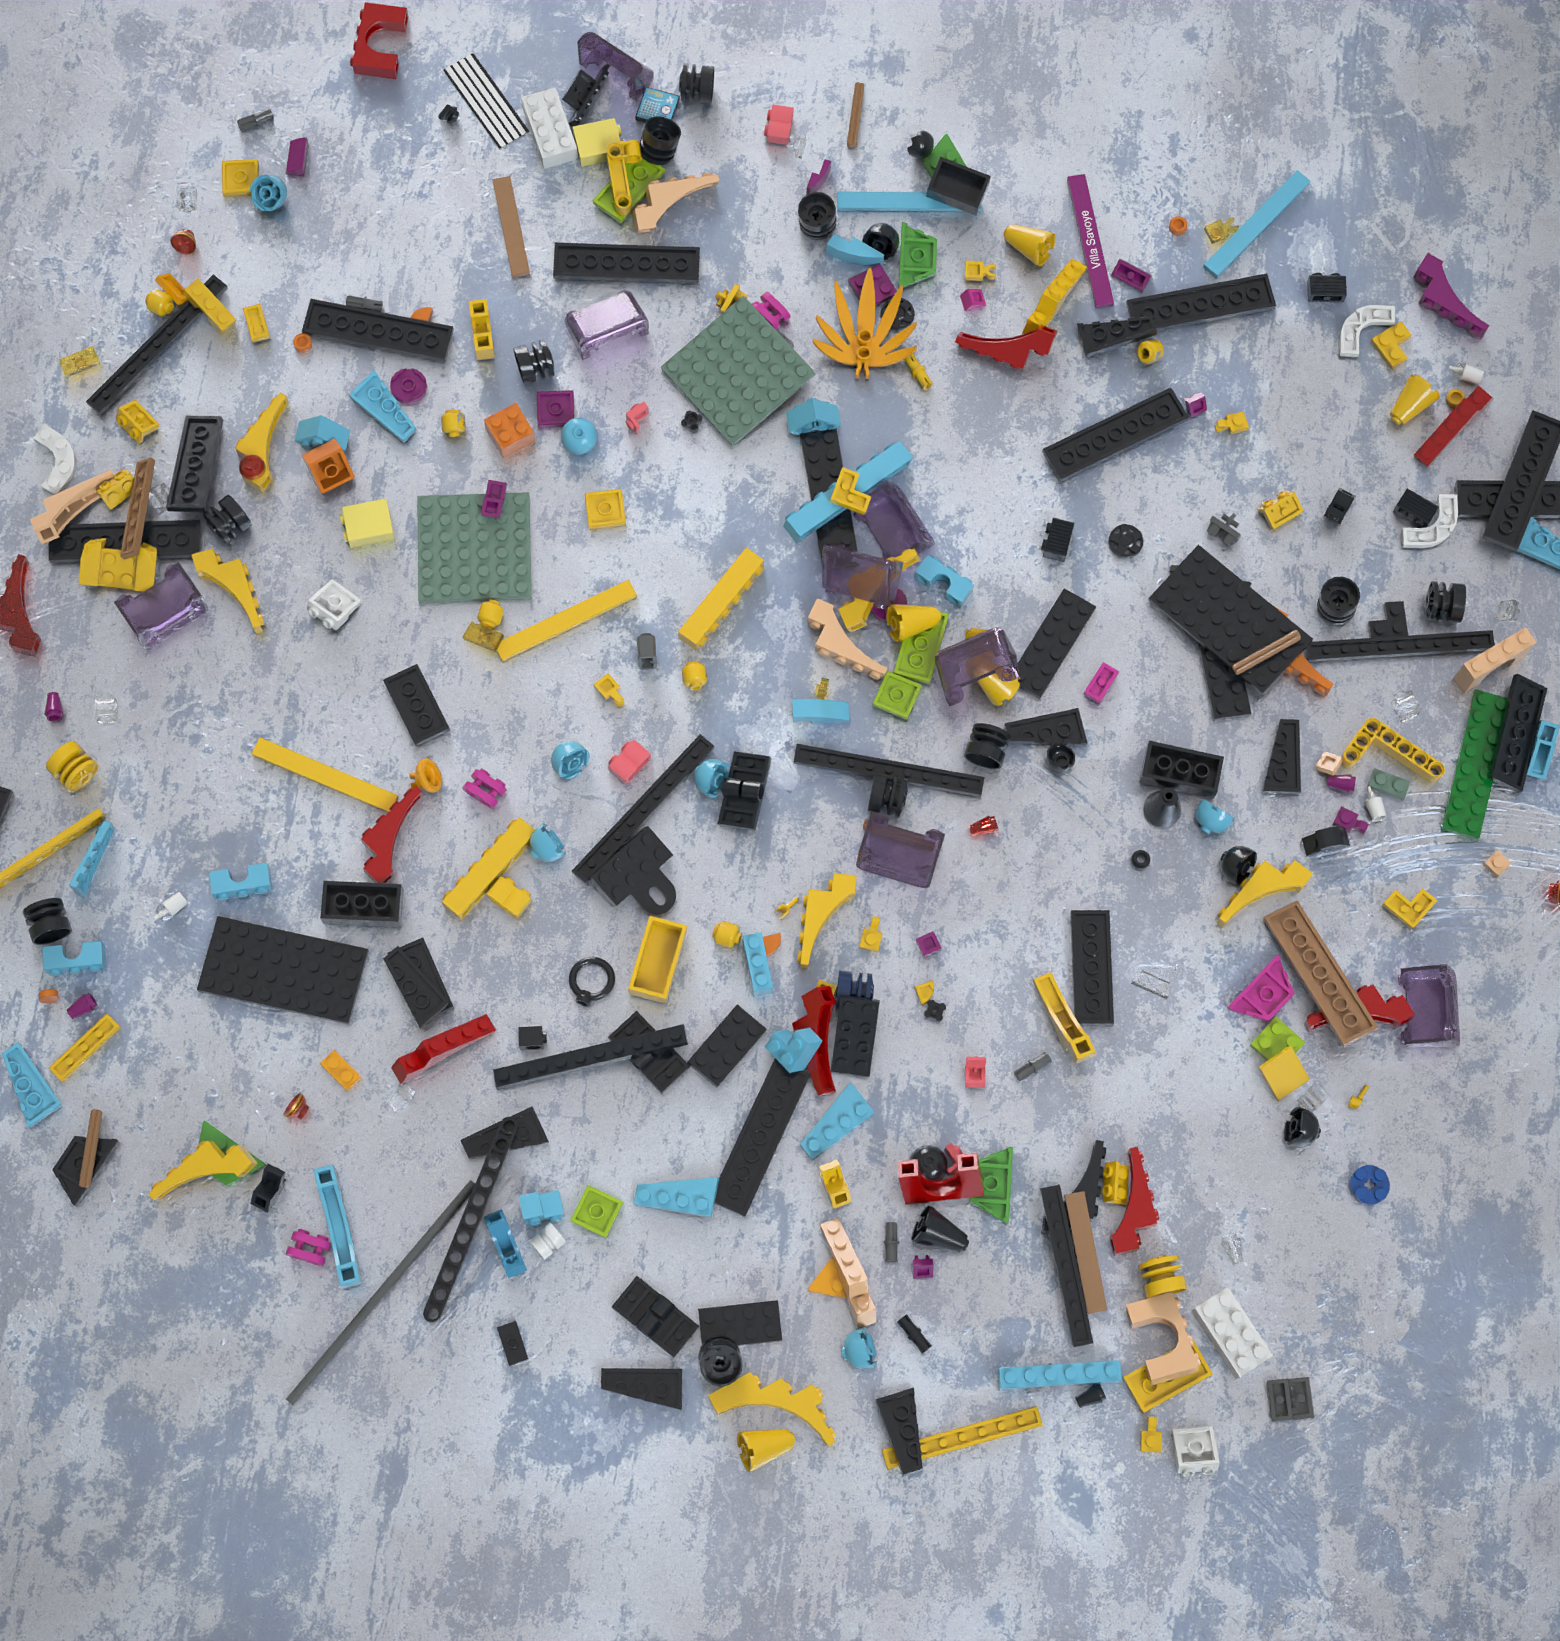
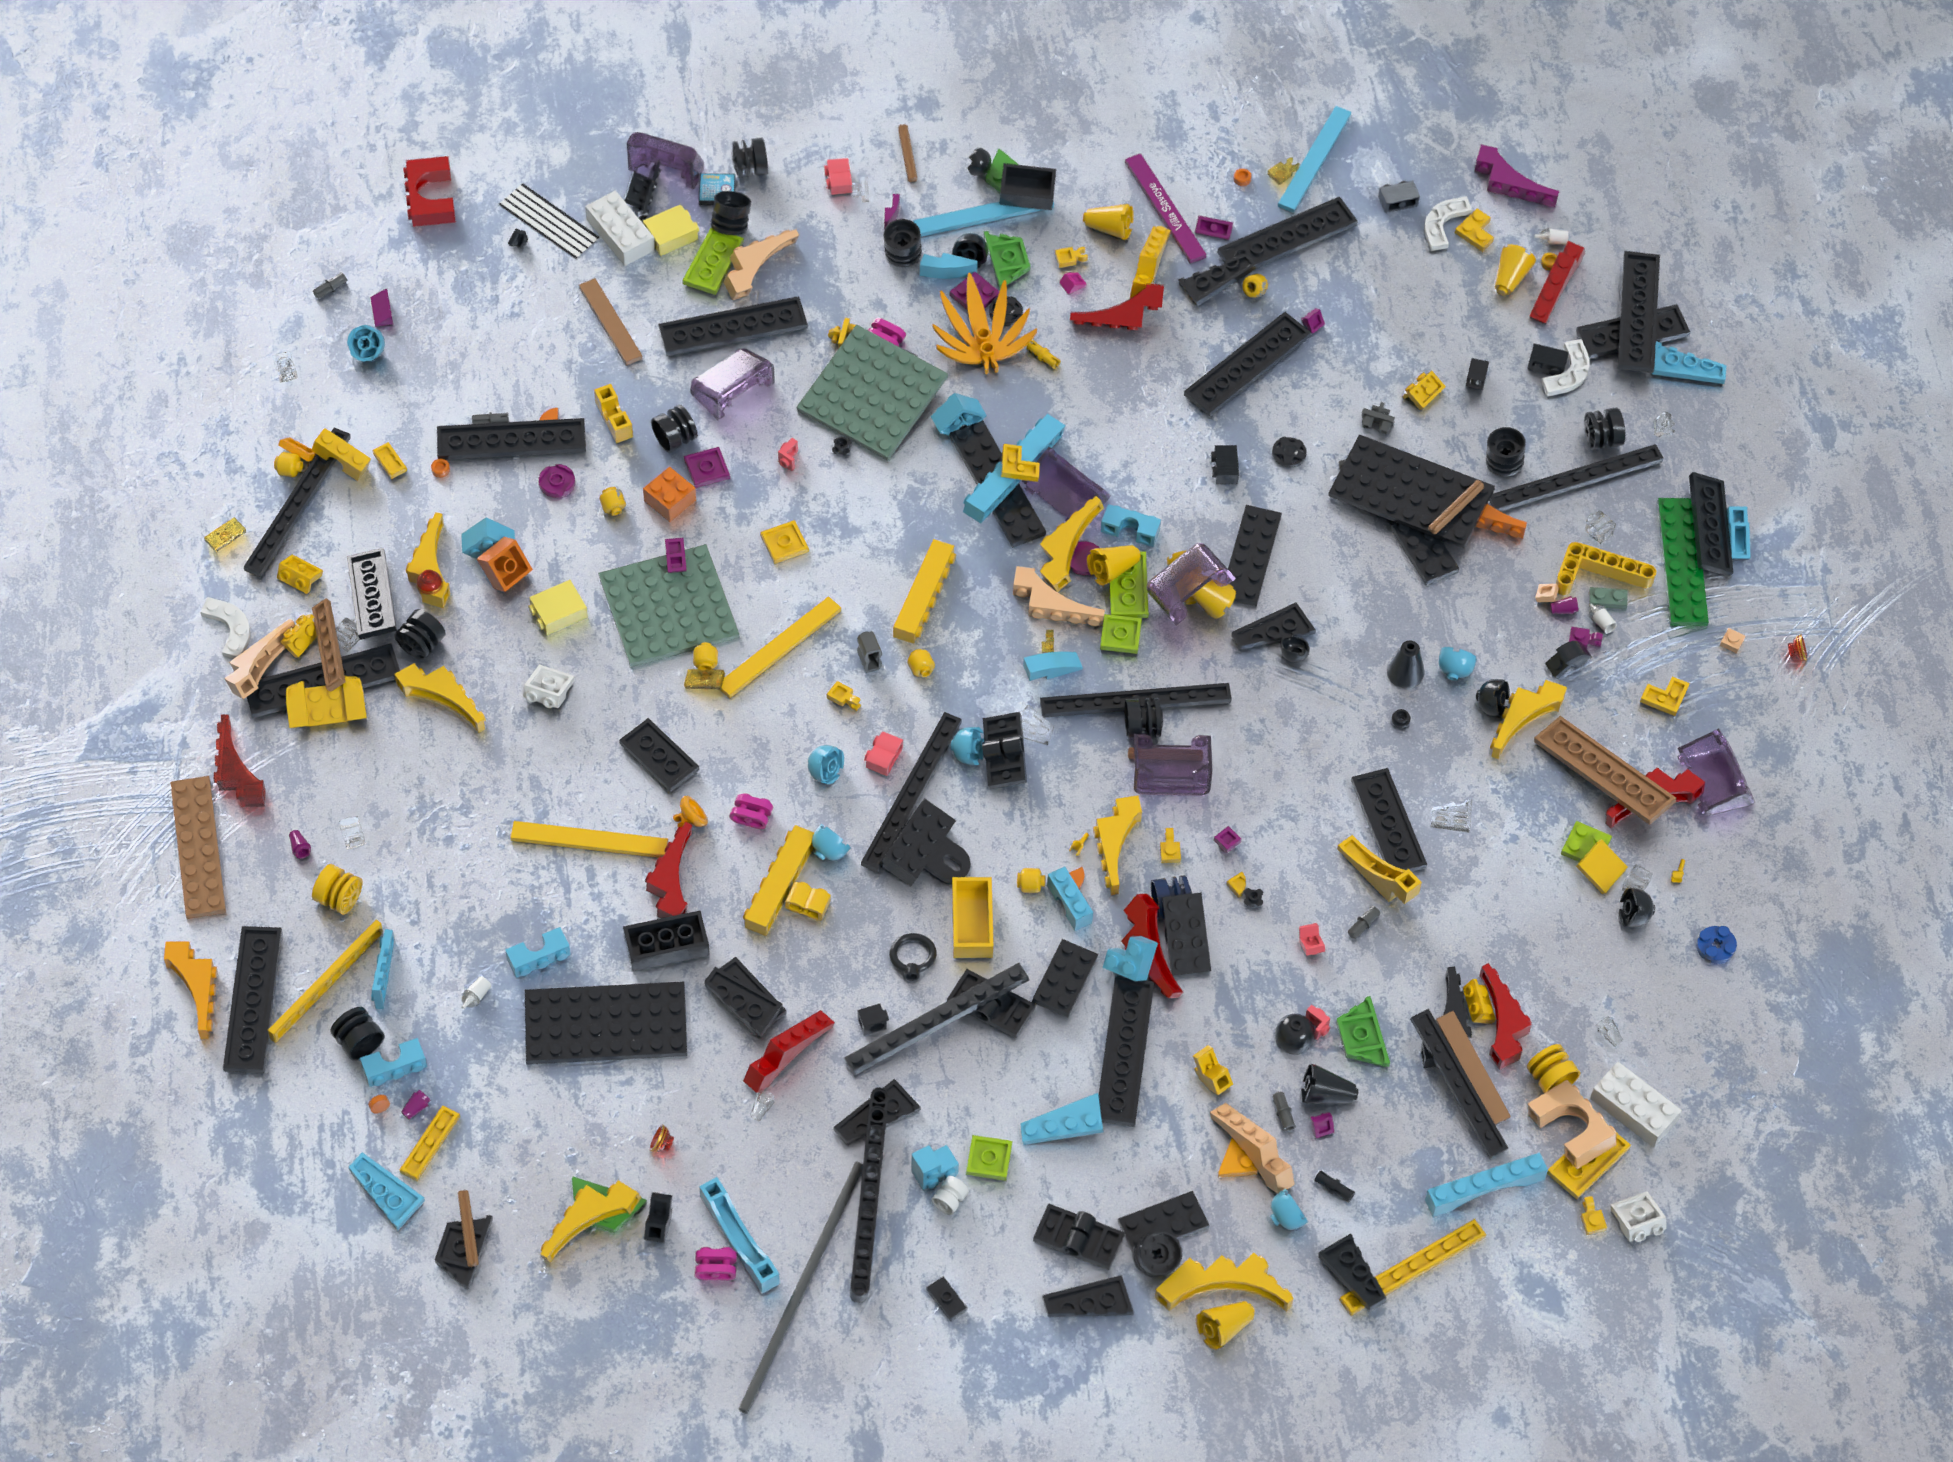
camera: 15 degrees left, 15 degrees down
(162, 607) = (383, 726): clear purple windscreen -> none
(184, 241) = (295, 406): clear red piece -> none
(238, 176) = (330, 339): yellow tile -> none
(340, 1070) = (693, 1098): light orange plate -> none
(382, 406) = (531, 500): medium azure wing -> none
(505, 1243) = (909, 1208): dark azure arch -> none
(579, 436) = (738, 483): medium azure cylinder -> none
(628, 153) = (704, 229): yellow piece -> none
(839, 1120) = (1195, 1018): medium azure wing -> none
(860, 575) = (1051, 532): windscreen -> none
(964, 1184) = (1338, 1036): red arch -> none
(984, 826) = (1244, 725): clear red cone -> none
(987, 746) = (1223, 653): black wheel -> none
(1091, 1396) = (1523, 1196): black cone -> none
(1101, 682) = (1309, 576): dark pink plate -> none
(1181, 769) = (1426, 626): black brick -> none
(1233, 422) = (1355, 328): yellow plate -> none
(1265, 993) = (1559, 803): dark pink wing -> none
(1284, 765) = (1505, 601): black wing -> none
(1291, 1399) = (1712, 1149): dark grey slope -> none
(1393, 625) = (1562, 460): black plate -> none
(1509, 650) = (1677, 454): light nougat arch -> none

